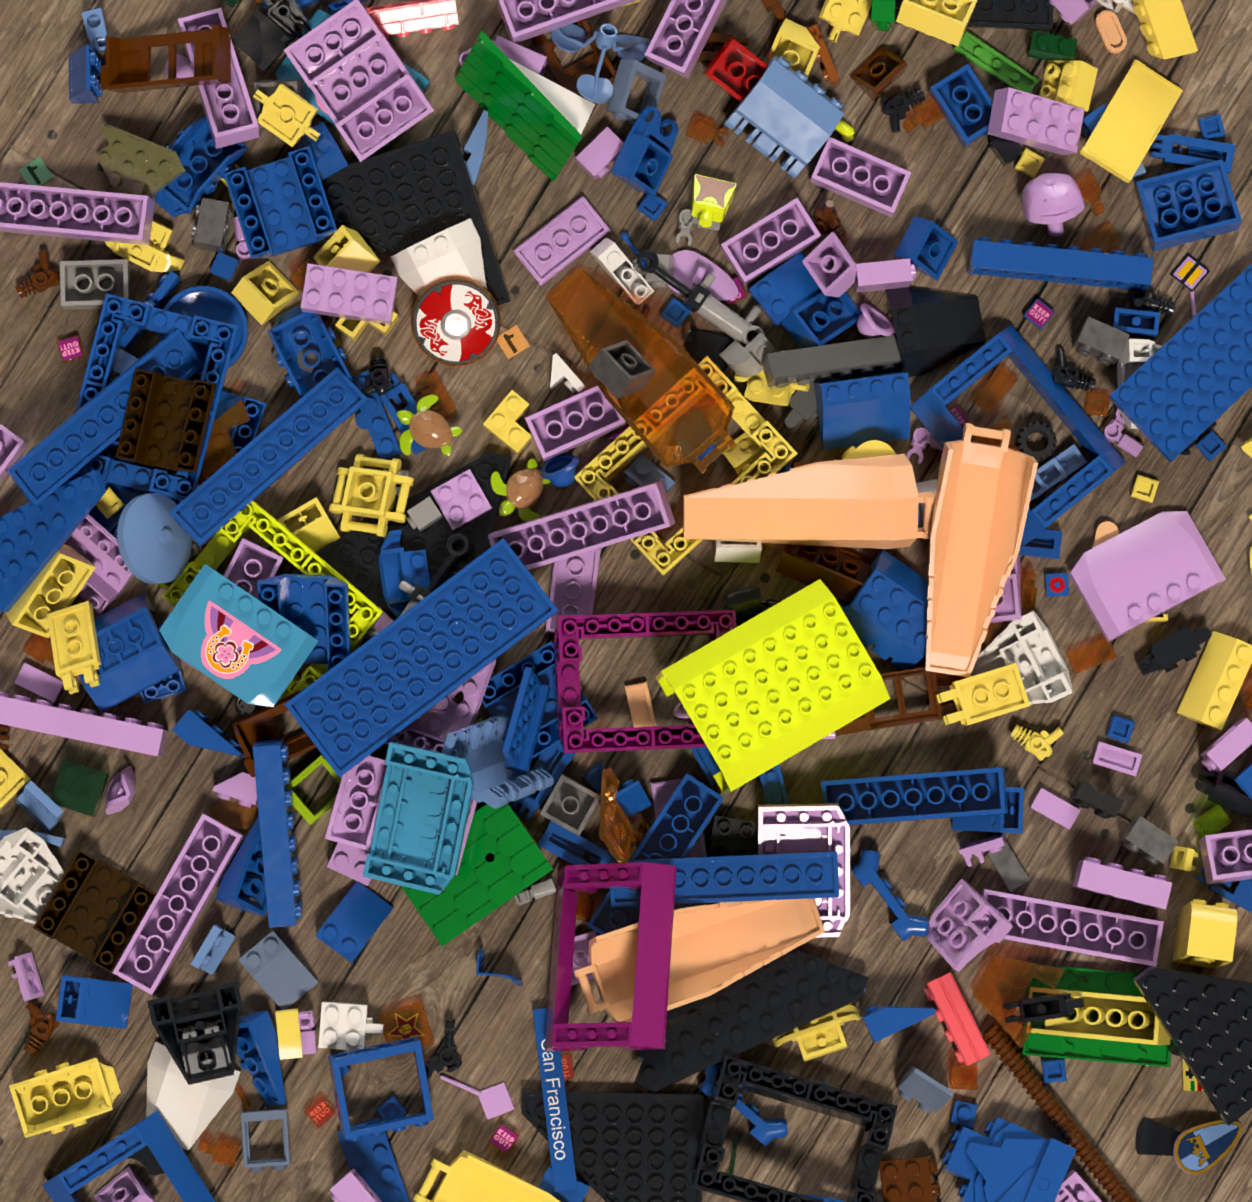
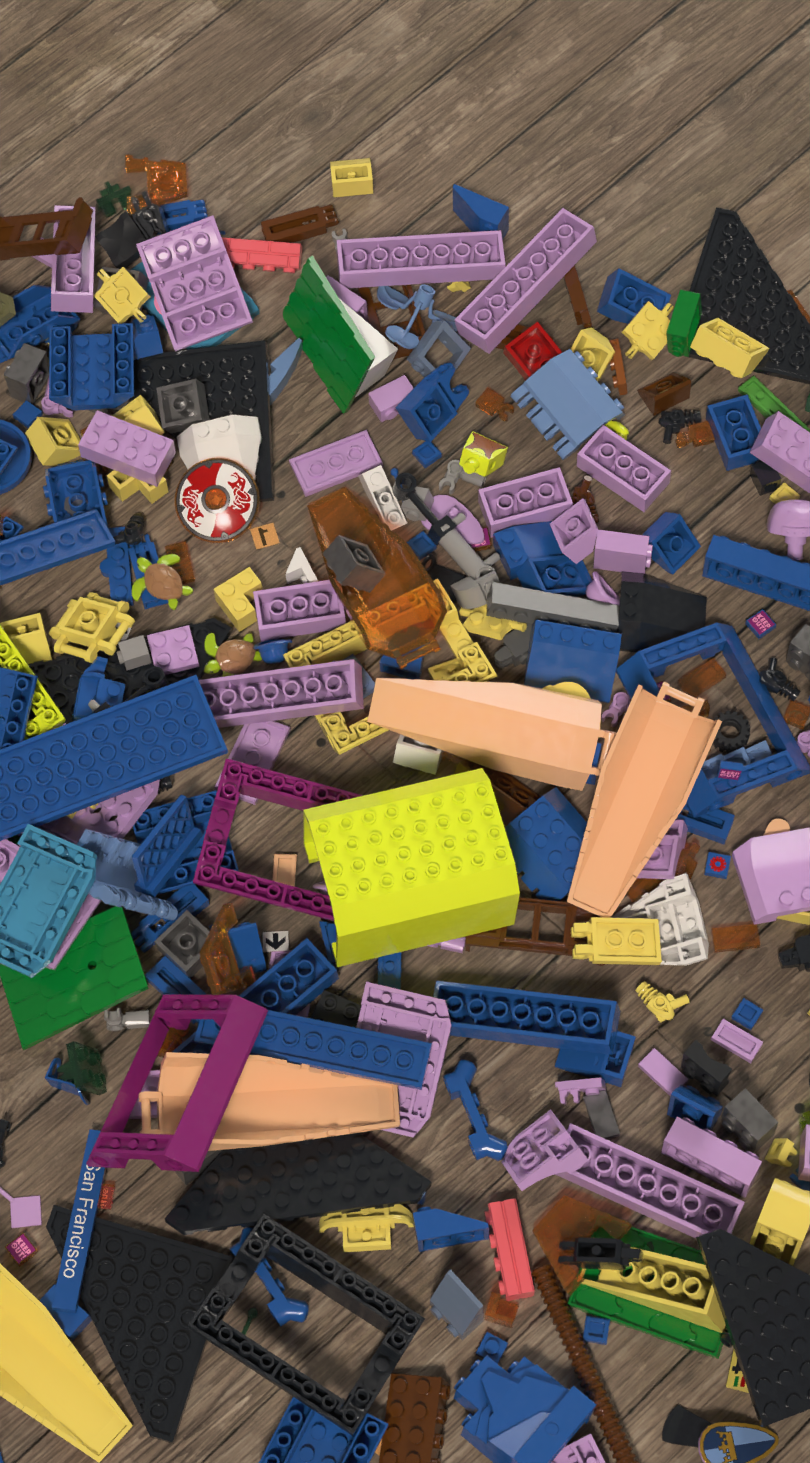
camera: 20 degrees right, 20 degrees down
(390, 226) = (182, 405): none -> flat silver brick
(510, 955) = (84, 1068): none -> clear green plate
(651, 775) = (275, 941): none -> white sticker
(1051, 497) = (729, 770): none -> tile
(1096, 840) = (690, 1104): none -> blue slope

